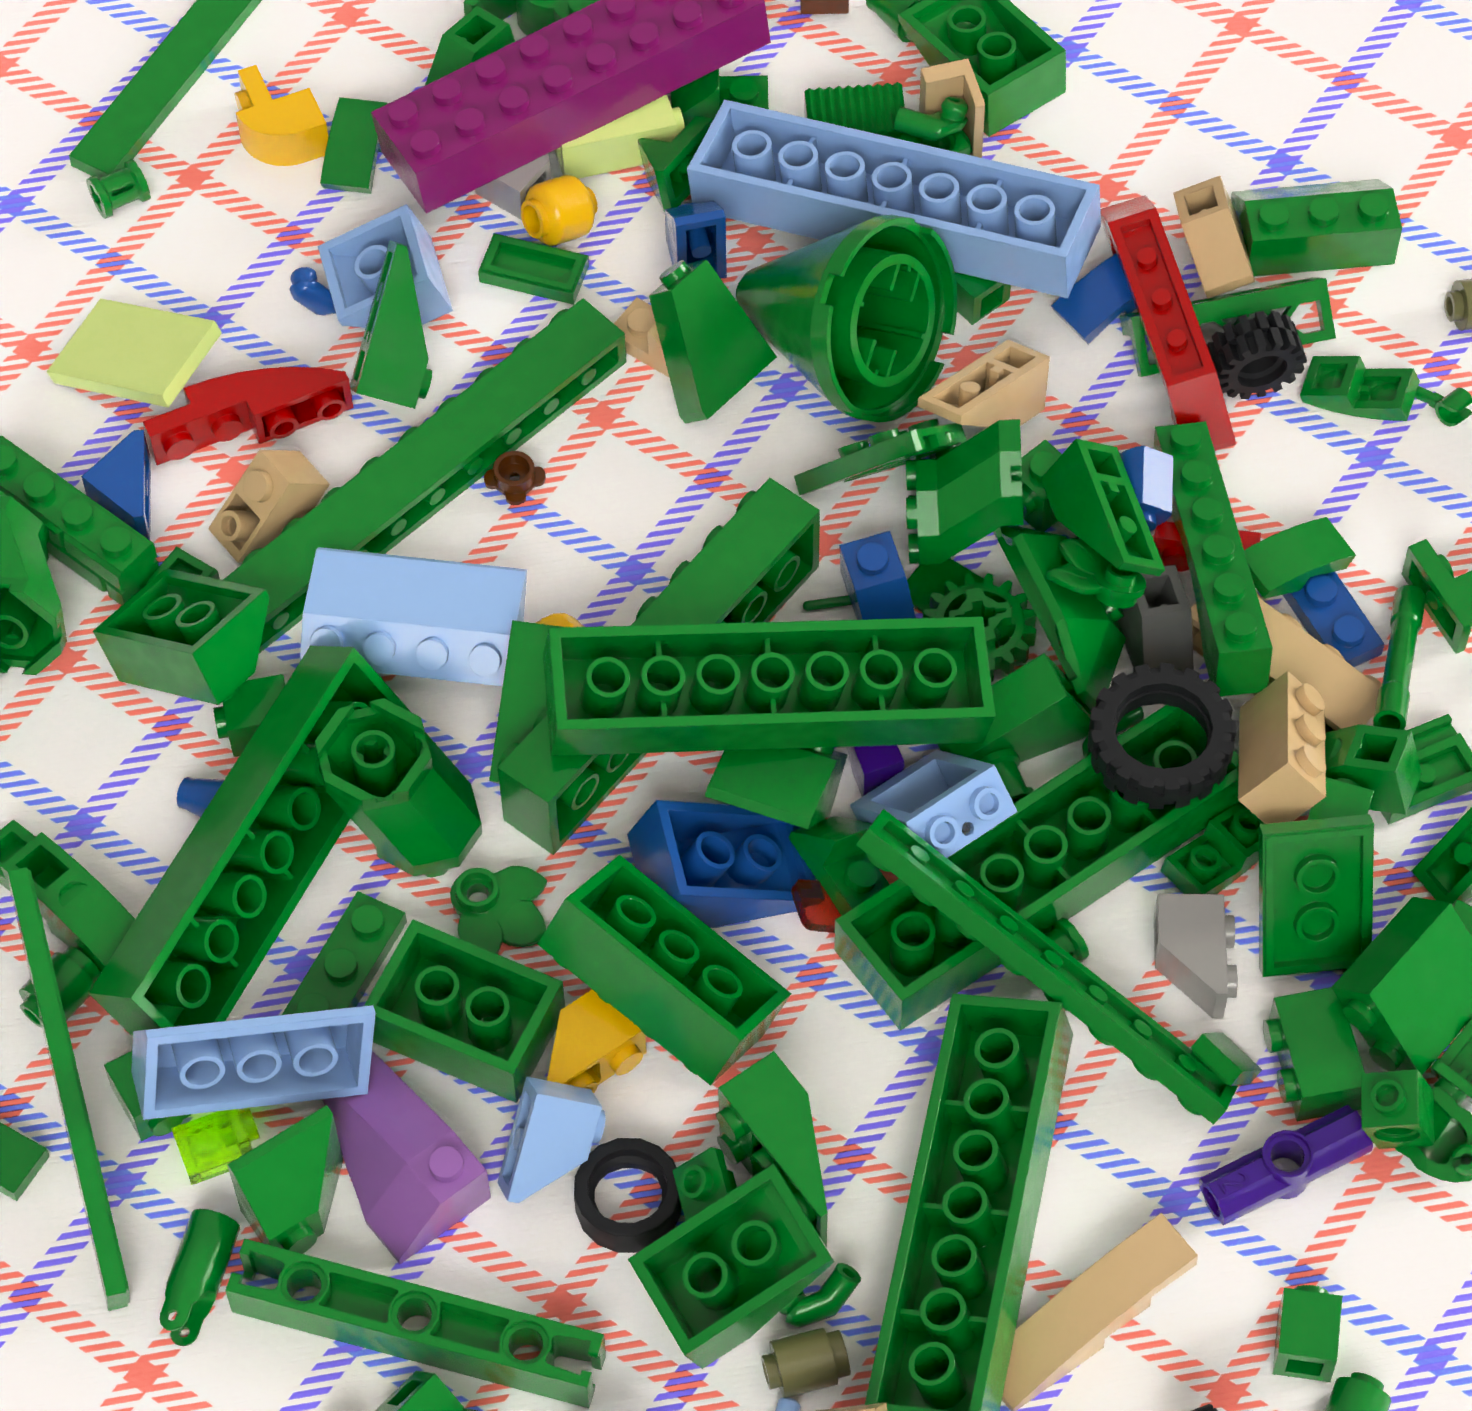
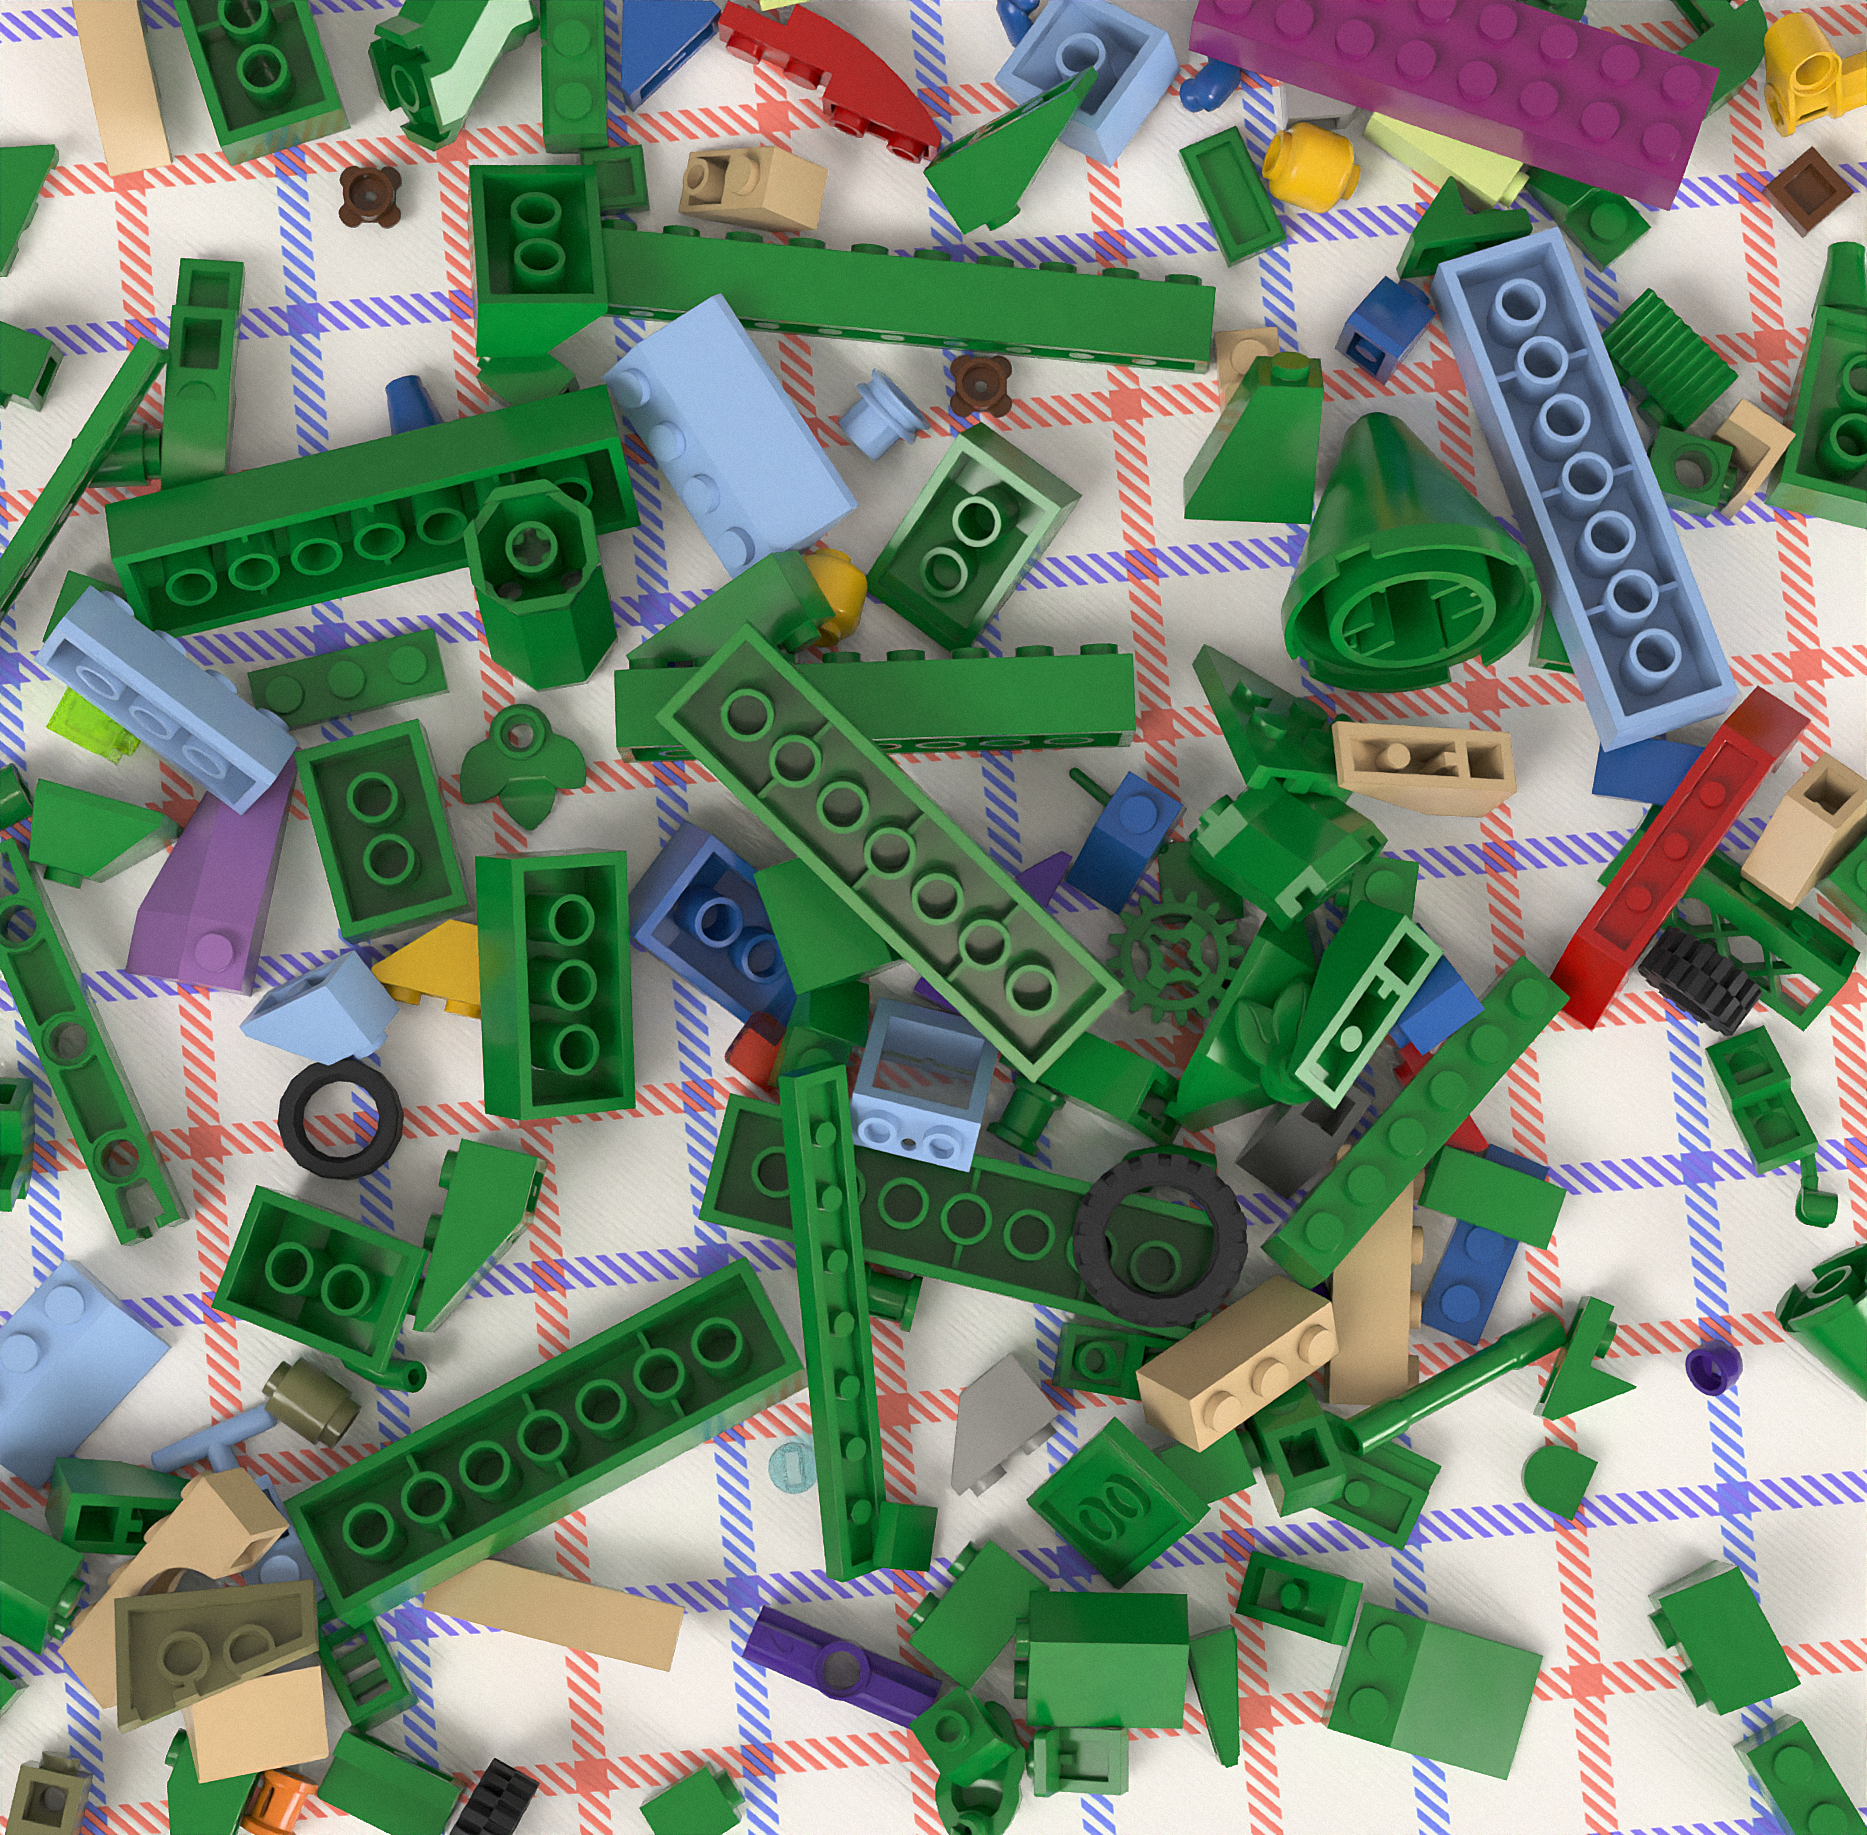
camera: 45 degrees right, 25 degrees up
(43, 709) = (360, 181): none -> reddish brown plate
(457, 226) = (1210, 87): none -> blue arm
(481, 532) = (882, 417): none -> light blue piece
(603, 542) = (970, 537): none -> green slope
(703, 1181) = (392, 1193): green bracket -> none
(934, 126) = (1705, 457): green arm -> none
(1114, 1106) = (806, 1463): none -> clear light blue hinge

